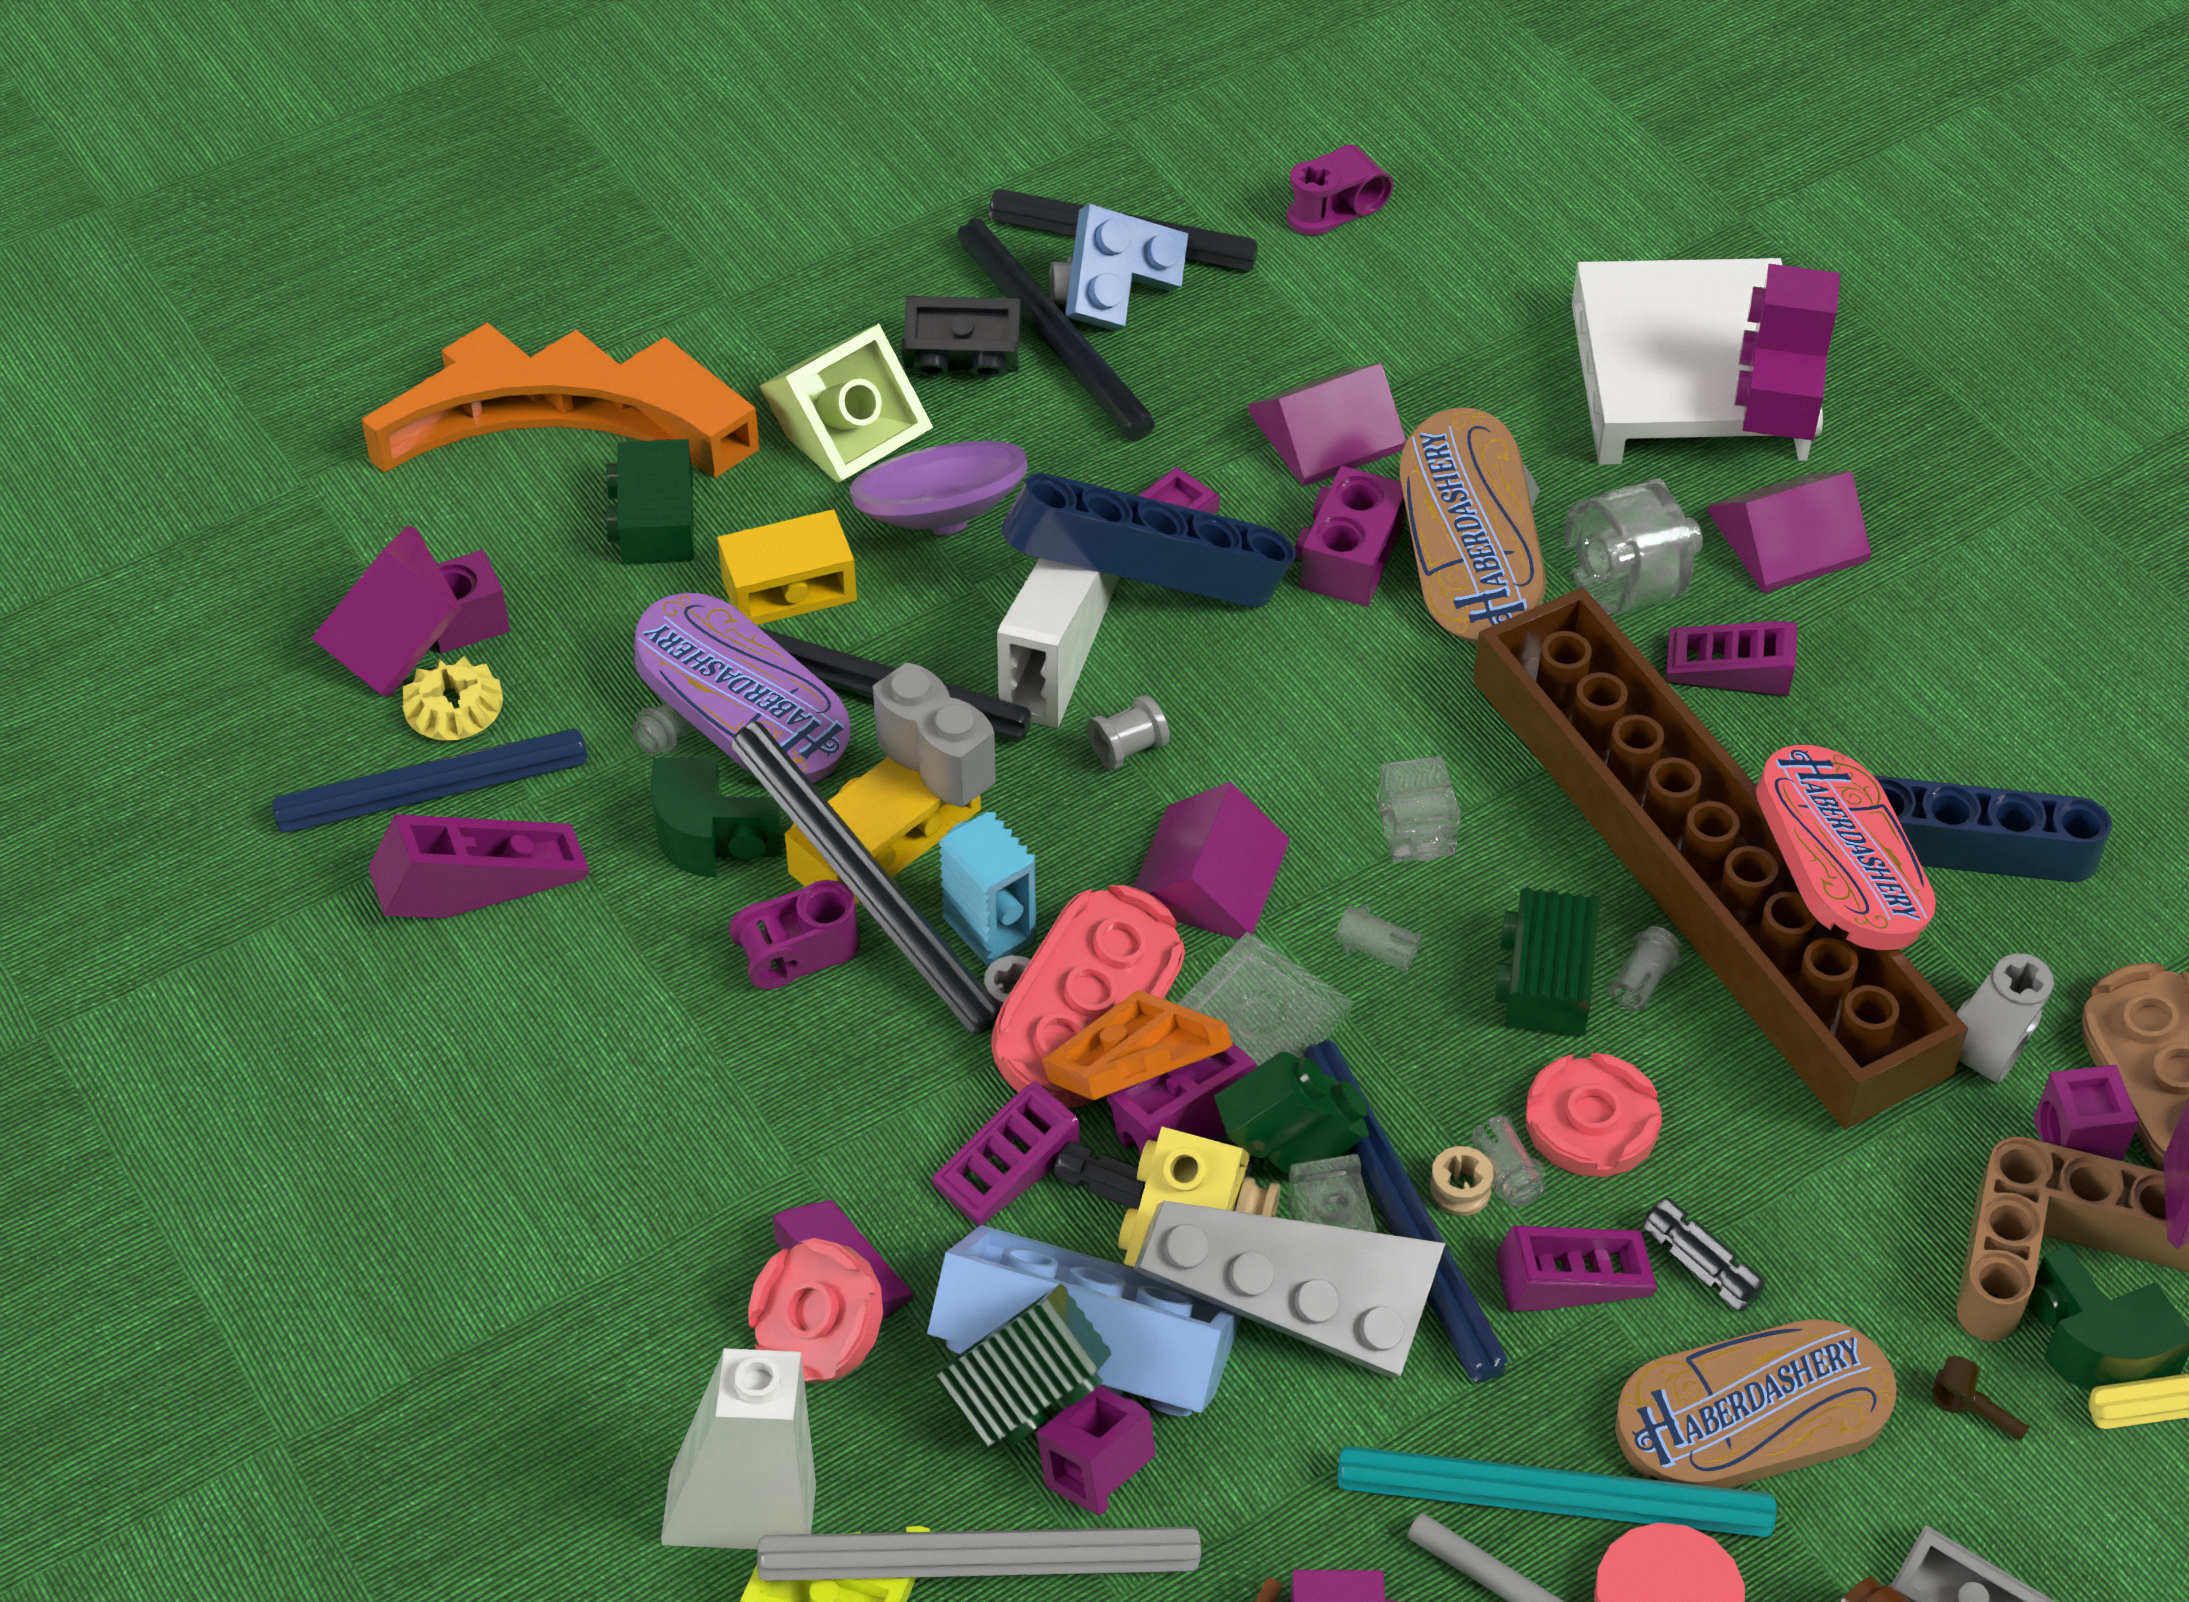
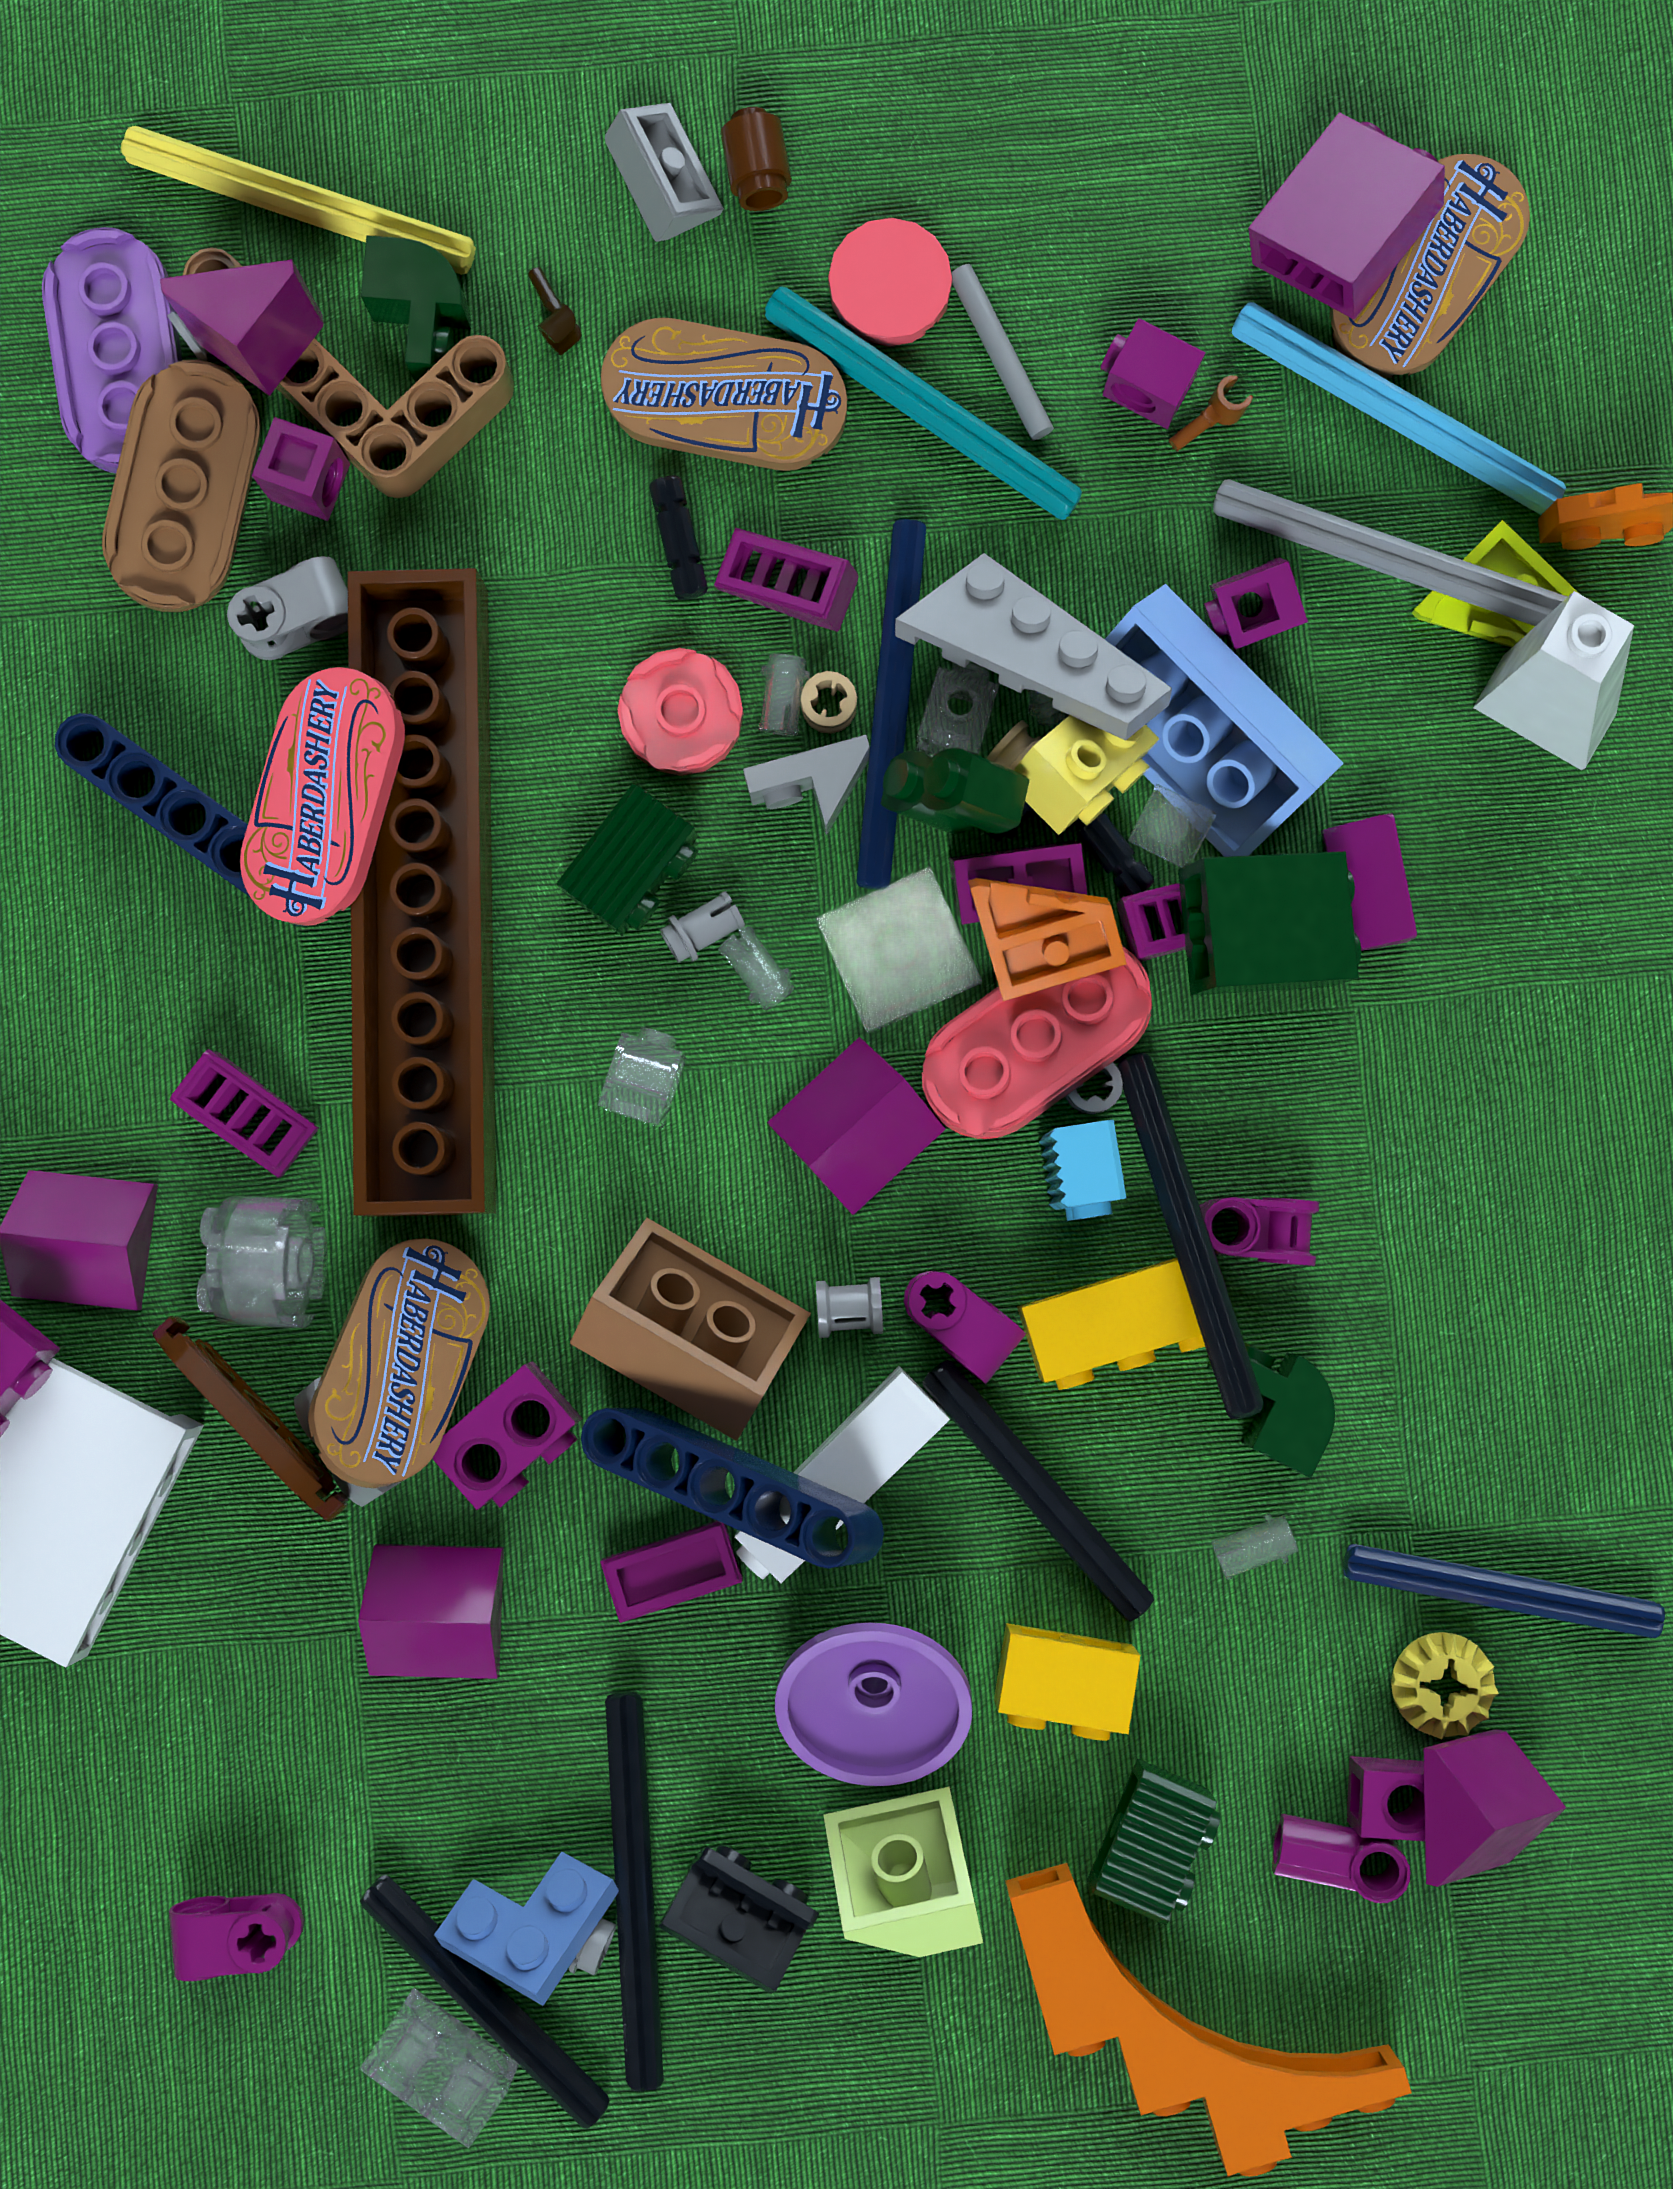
camera: 150 degrees left, 35 degrees up
(469, 863) = (1504, 1456): magenta slope -> none
(508, 543) = (1333, 1858): none -> magenta piece
(730, 673) = (1185, 1537): medium lavender tile -> none
(818, 1303) = (1421, 829): coral tile -> none
(923, 1161) = (1269, 922): none -> dark green brick
(934, 734) = (1063, 1360): light grey brick -> none
(1024, 1368) = (1294, 674): dark green brick -> none
(1030, 755) = (969, 1329): none -> magenta piece
(1064, 1217) = (1172, 826): none -> clear plate
(1131, 169) = (440, 2067): none -> clear brick
(1254, 665) = (689, 1328): none -> medium nougat slope
(1430, 1106) = (826, 770): none -> light grey slope
(1456, 935) = (701, 927): none -> light grey pin
(1578, 449) = (251, 1418): none -> reddish brown tile
(1652, 956) = (549, 820): clear pin -> none

